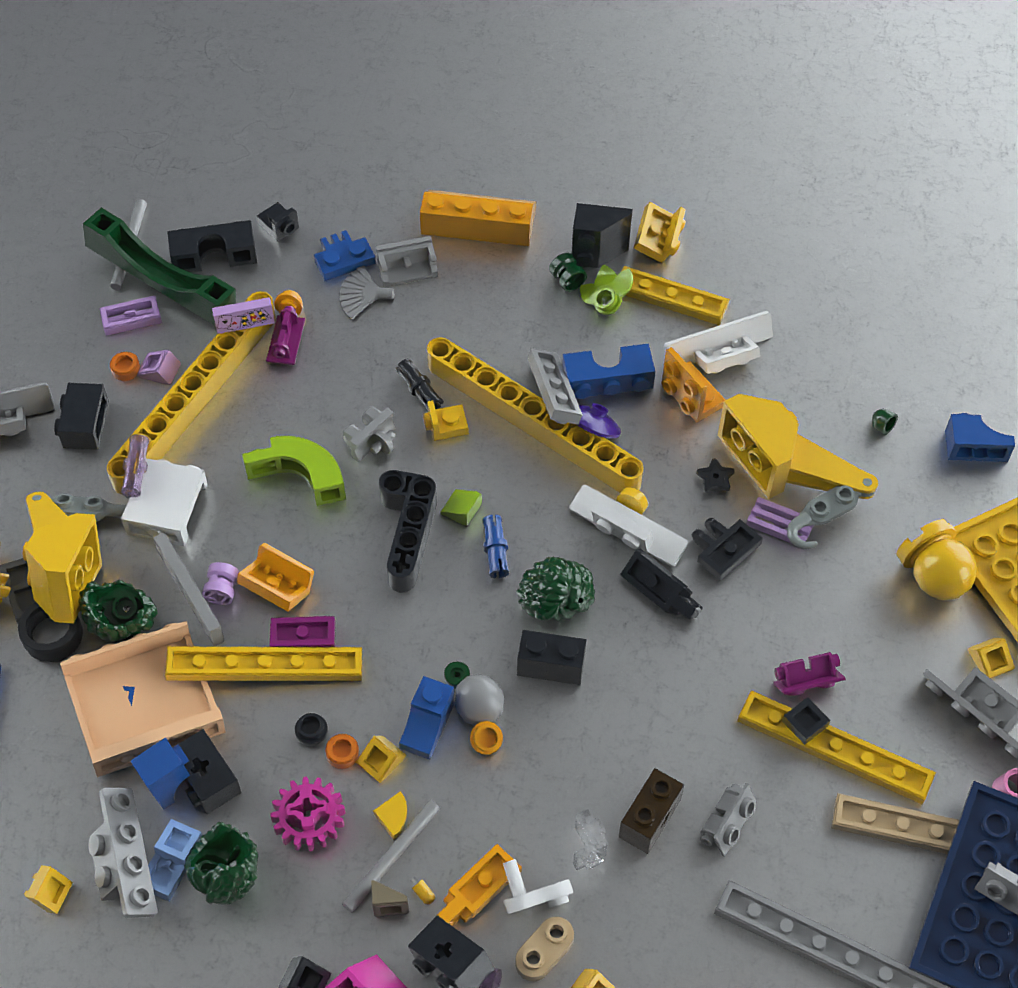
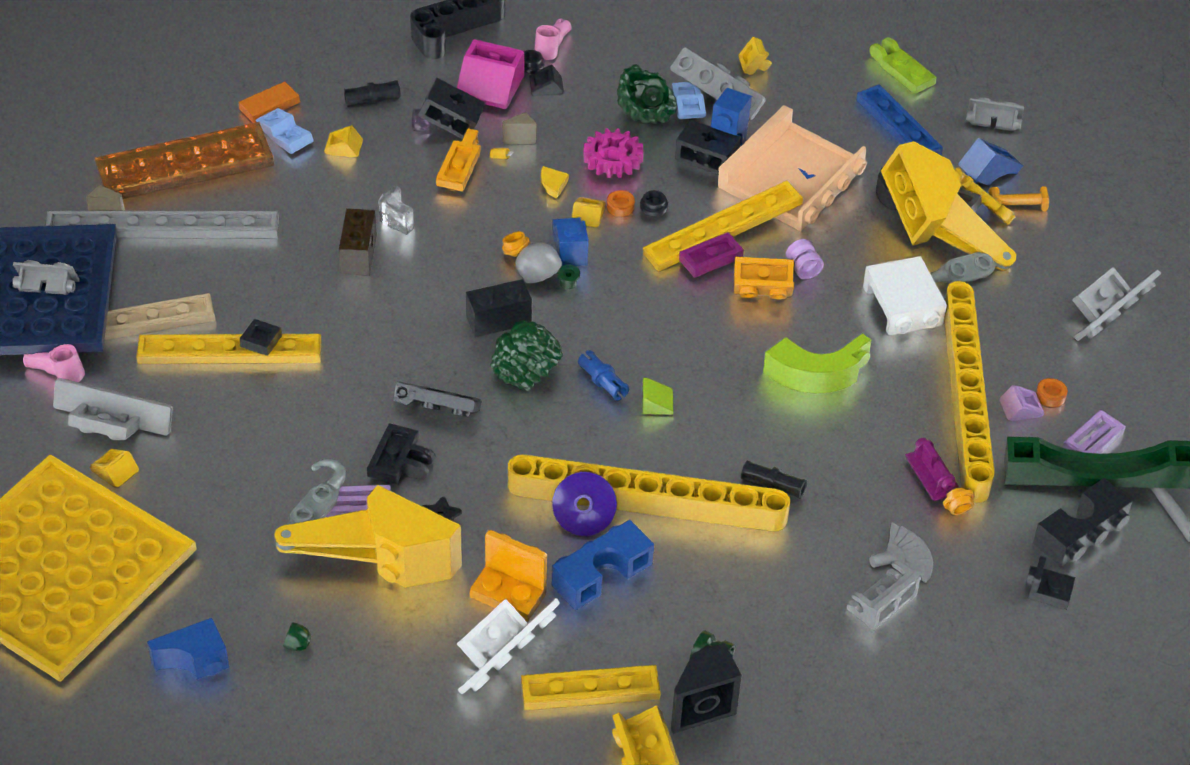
camera: 150 degrees right, 10 degrees down
(82, 416) = (1038, 329): black piece -> none
(105, 610) = (861, 198): dark green hair -> none
(137, 449) = (944, 284): clear purple pin -> none
(189, 589) = (827, 245): light grey tile -> none
(243, 315) = (974, 434): lavender tile -> none
(343, 255) = (956, 581): blue hinge -> none
(374, 437) = (767, 414): light grey hips -> none
(391, 855) = (536, 161): light grey bar -> none
(412, 507) = (696, 381): black beam -> none
(445, 421) = (726, 460): yellow bracket -> none
(477, 217) = (855, 680): light orange slope -> none
(547, 948) = (392, 152): tan plate -> none
(553, 894) = (415, 166): white piece -> none
(554, 387) = (641, 506): light grey plate -> none
(605, 288) = (655, 649): lime plate -> none
(628, 525) = (499, 428): white bracket -> none
(633, 499) = (501, 454): yellow tile -> none
(737, 806) = (291, 273): light grey hinge -> none
(795, 679) = (273, 379): magenta hinge -> none
(940, 563) = (190, 500): yellow tile -> none

